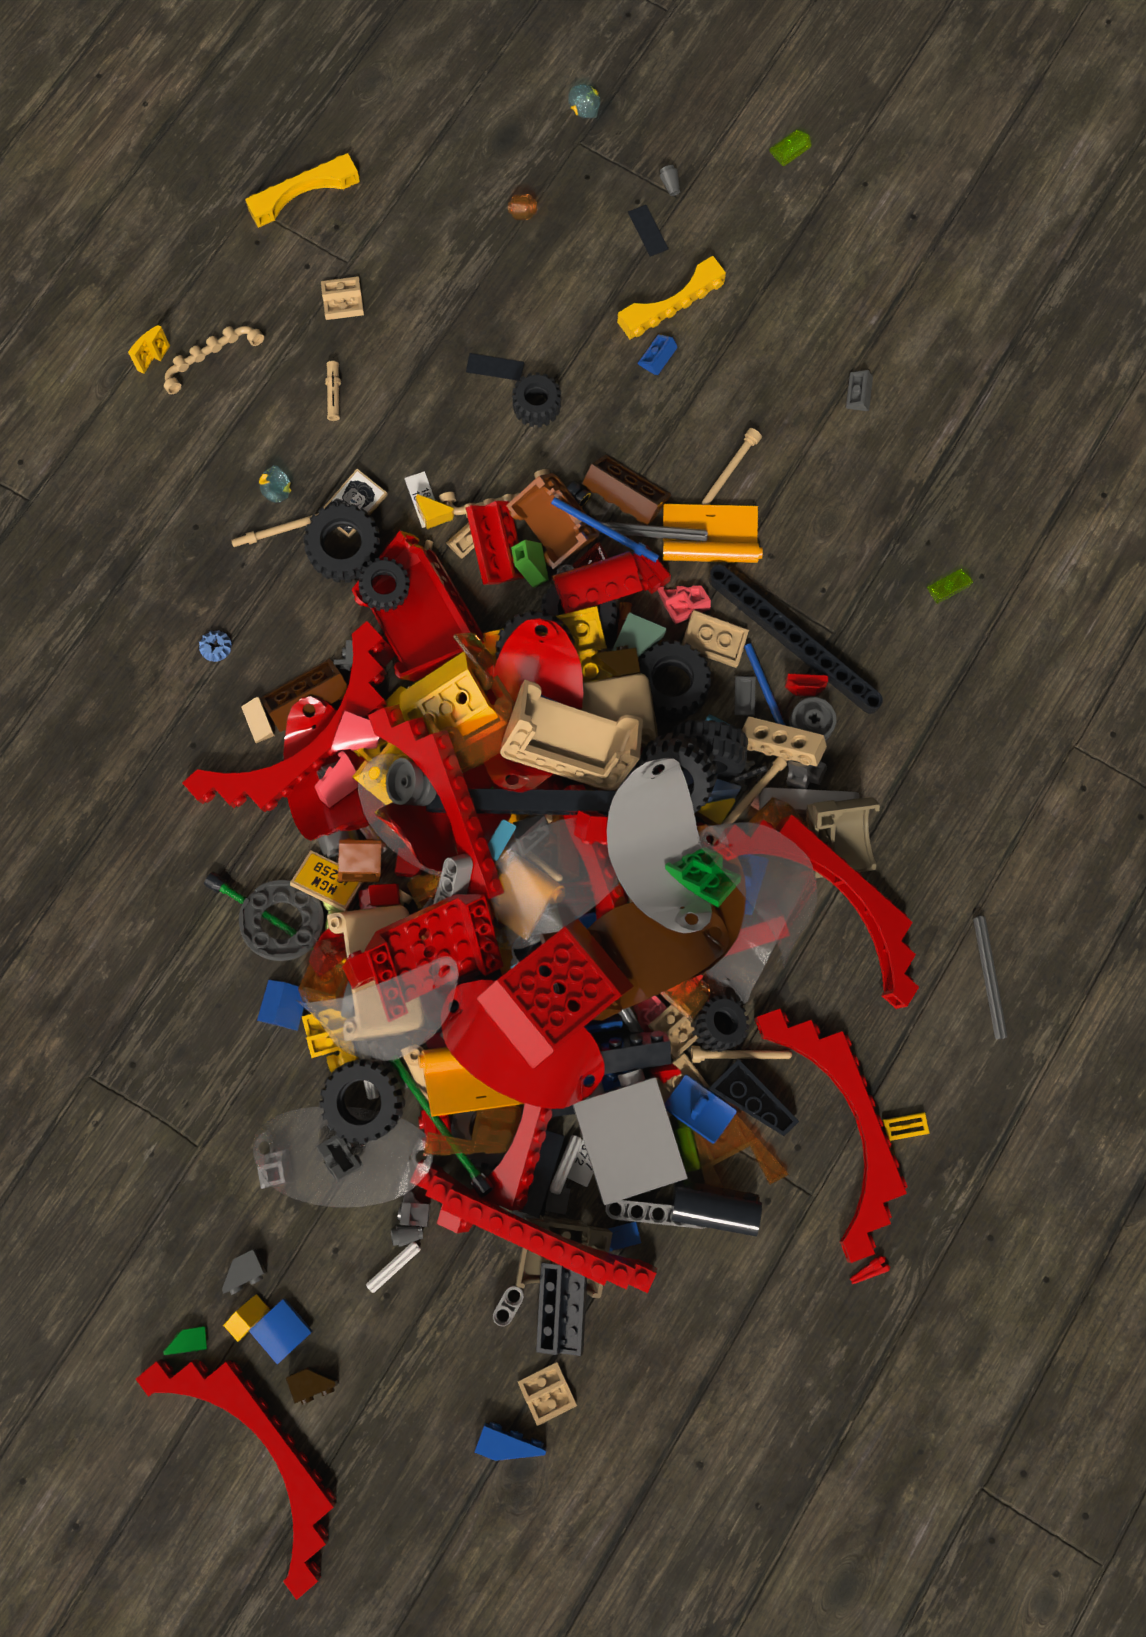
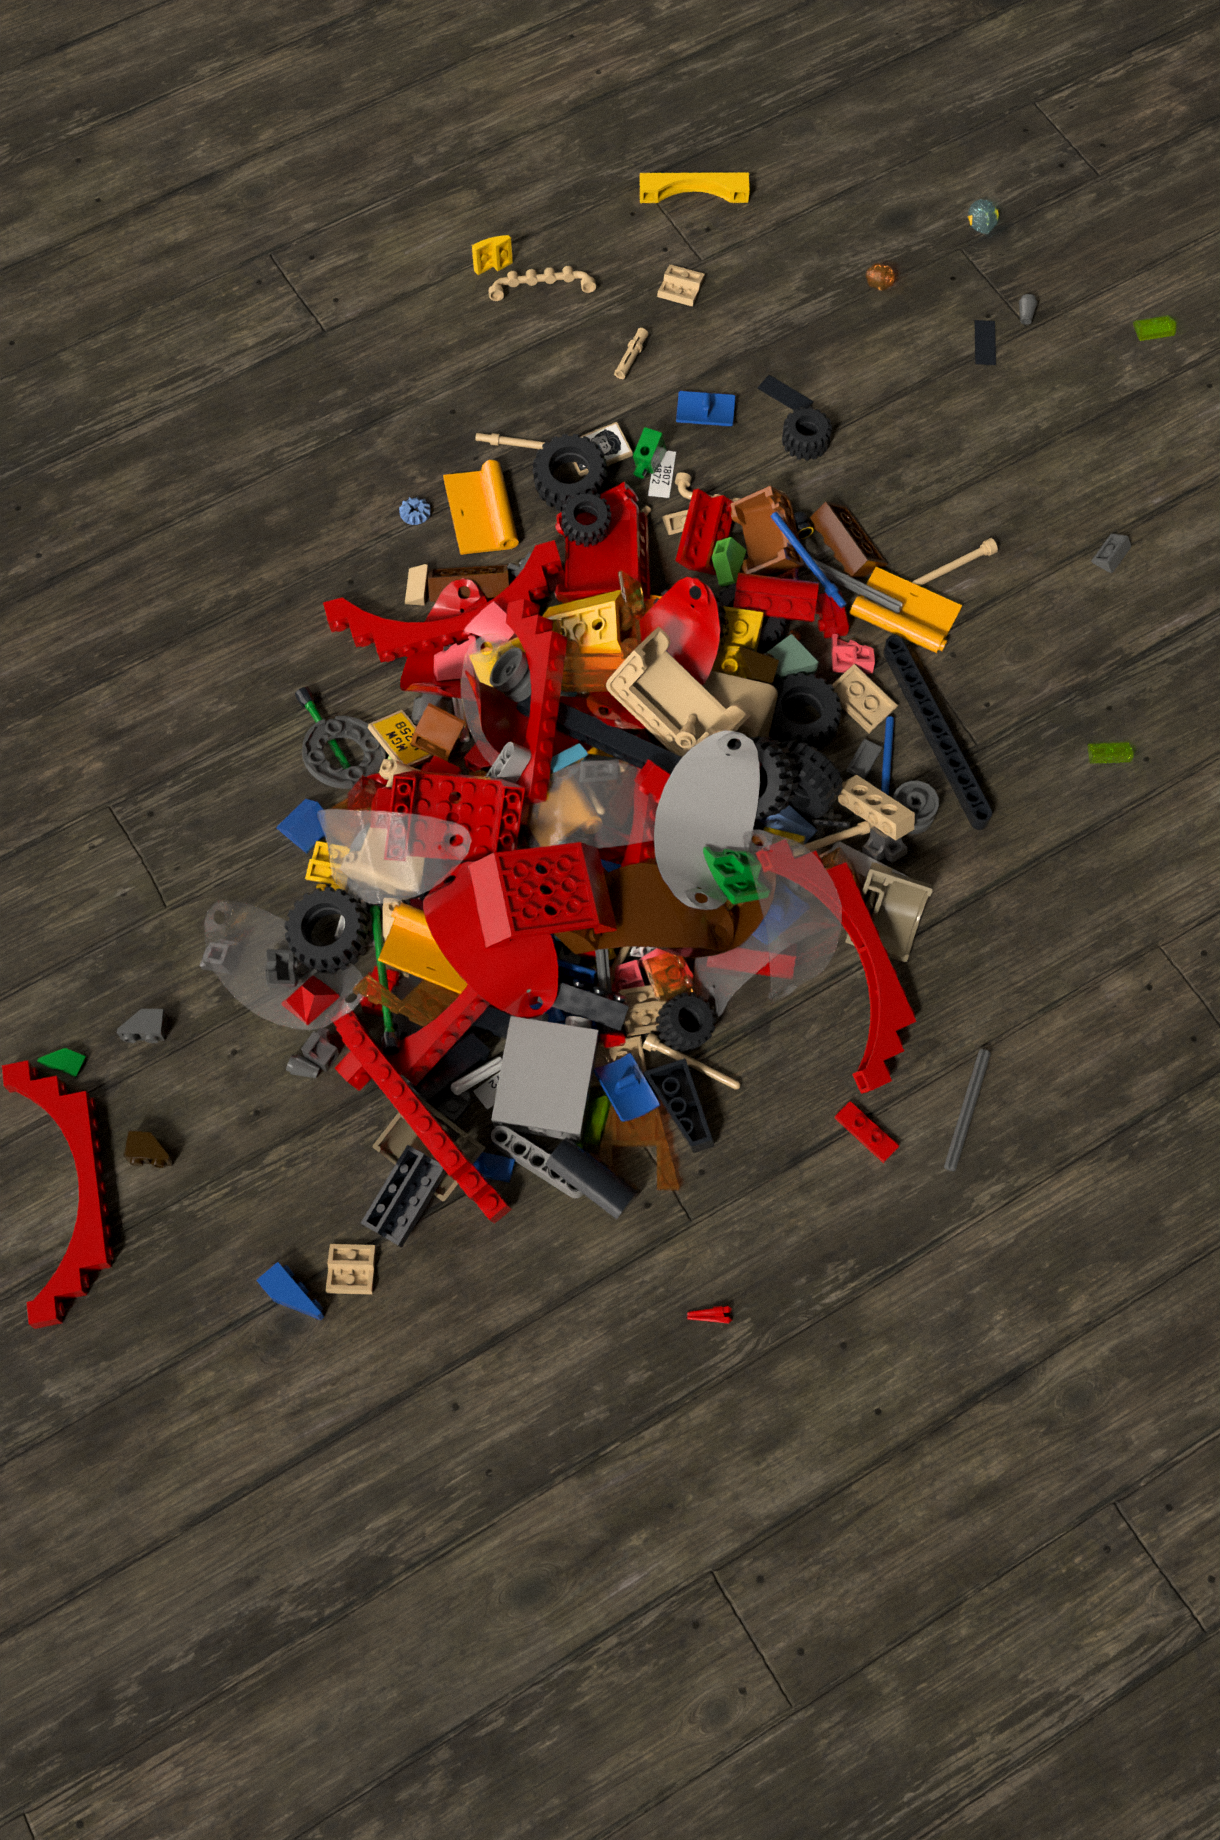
camera: 30 degrees right, 10 degrees down
(246, 1317) = (124, 1067): yellow slope -> none
(274, 485) = (538, 404): clear light blue hair -> none
(280, 1331) = (147, 1093): blue slope -> none
(285, 618) = (486, 510): none -> light orange door
(380, 1171) = (310, 1000): none -> red slope
(392, 1267) = (276, 1089): white axle -> none
(403, 480) = (649, 452): none -> green torso
(431, 416) = (705, 408): none -> blue shield
(433, 512) = (665, 485): yellow slope -> none
(508, 1305) = (361, 1176): light grey beam -> none
(597, 768) = (686, 736): none -> tan cone
(640, 317) = (939, 407): yellow arch -> none
(658, 354) = (939, 445): blue slope -> none
(805, 684) = (926, 772): red slope -> none
(880, 1174) = (765, 1234): red arch -> none
(888, 1129) = (829, 1216): yellow tile -> none
(917, 1040) = (866, 1132): none -> red plate

